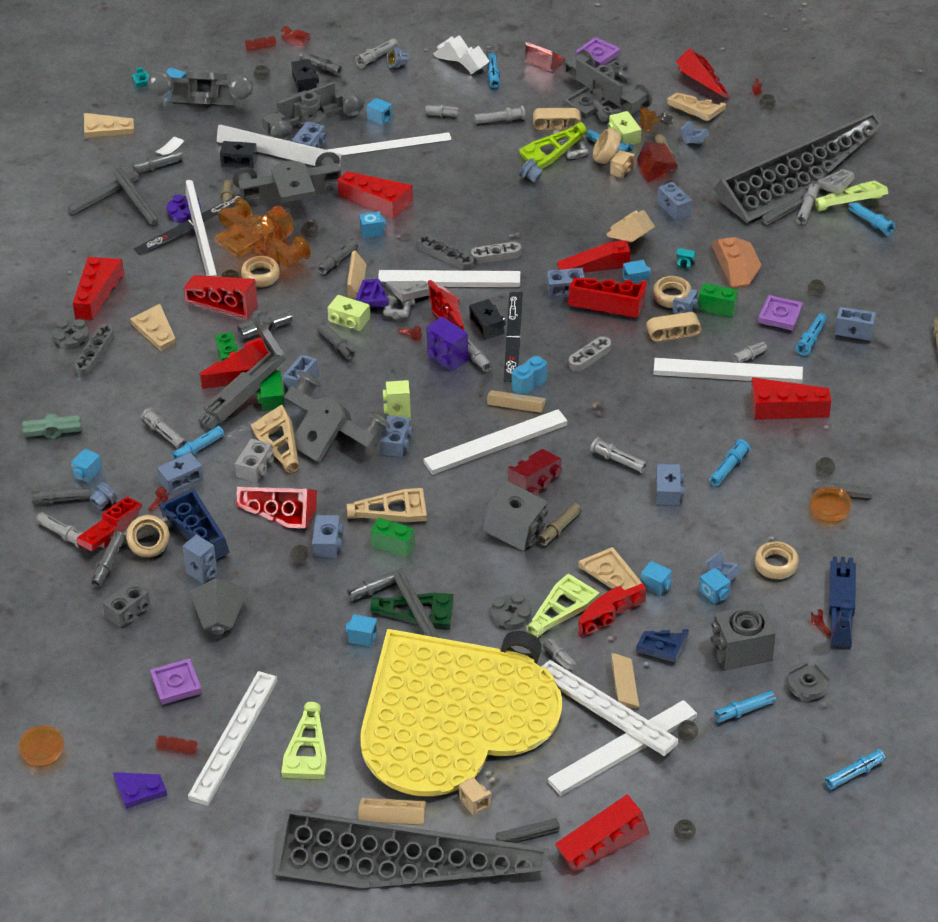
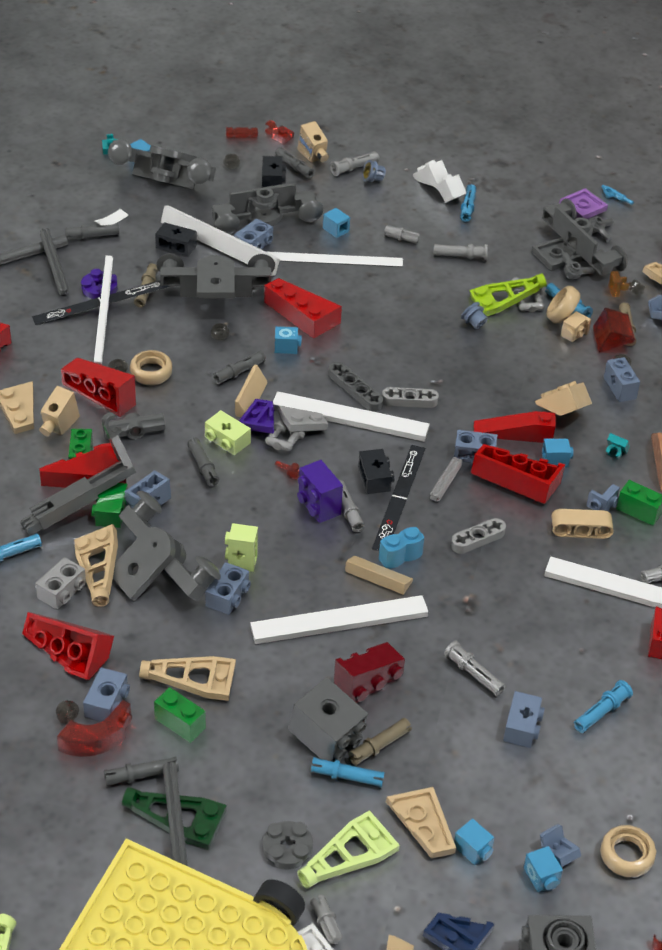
camera: 10 degrees right, 0 degrees up
(104, 125) = (57, 185): tan wing -> none
(196, 323) = (59, 412): none -> tan torso
(260, 234) = (162, 327): clear orange piece -> none
(329, 569) = (96, 738): none -> clear red arch
(332, 40) = (313, 142): none -> tan torso
(362, 630) = (102, 829): dark azure brick -> none
(445, 304) = (334, 447): red wedge -> none
(541, 551) = (347, 772): none -> dark azure pin
(542, 58) = (523, 200): clear red slope -> none
(548, 314) = (445, 479): none -> light grey axle
(555, 118) = (518, 264): tan beam -> none
(603, 610) = (397, 870): red slope -> none
(619, 37) = (611, 193): none -> dark azure hand
(626, 126) = (590, 289): yellowish green brick -> none
(670, 282) = (589, 470): tan wheel -> none

